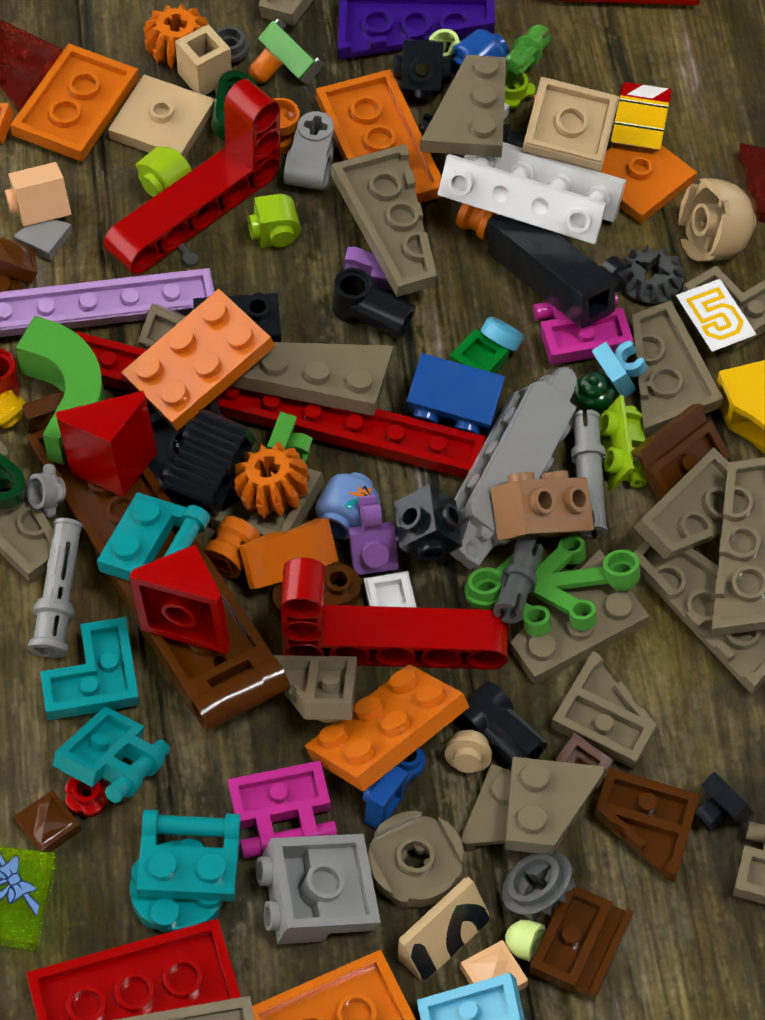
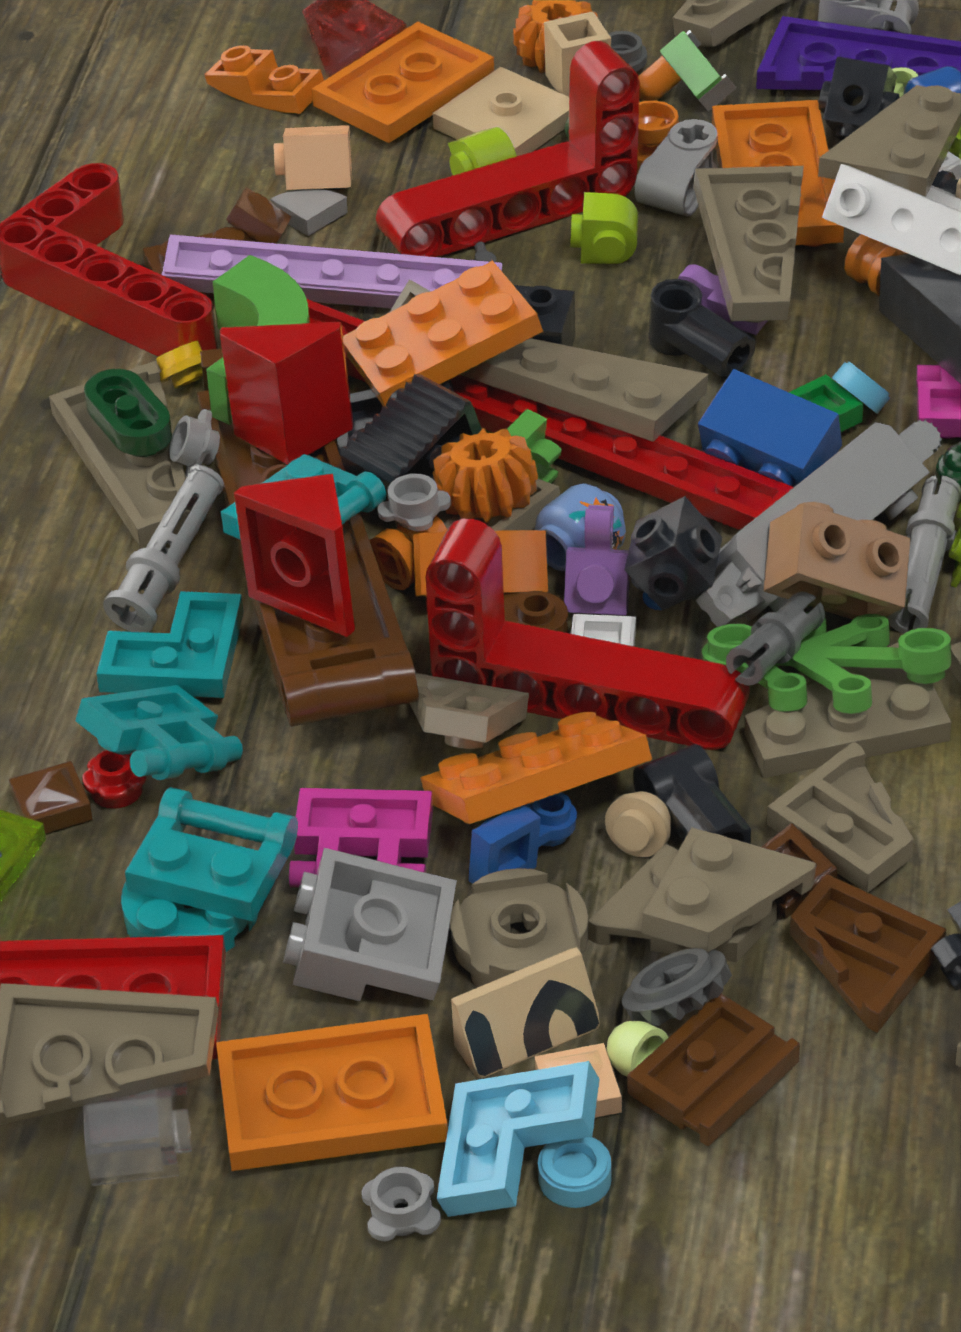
camera: 20 degrees right, 15 degrees down
(229, 510) = (413, 502): none -> light grey plate

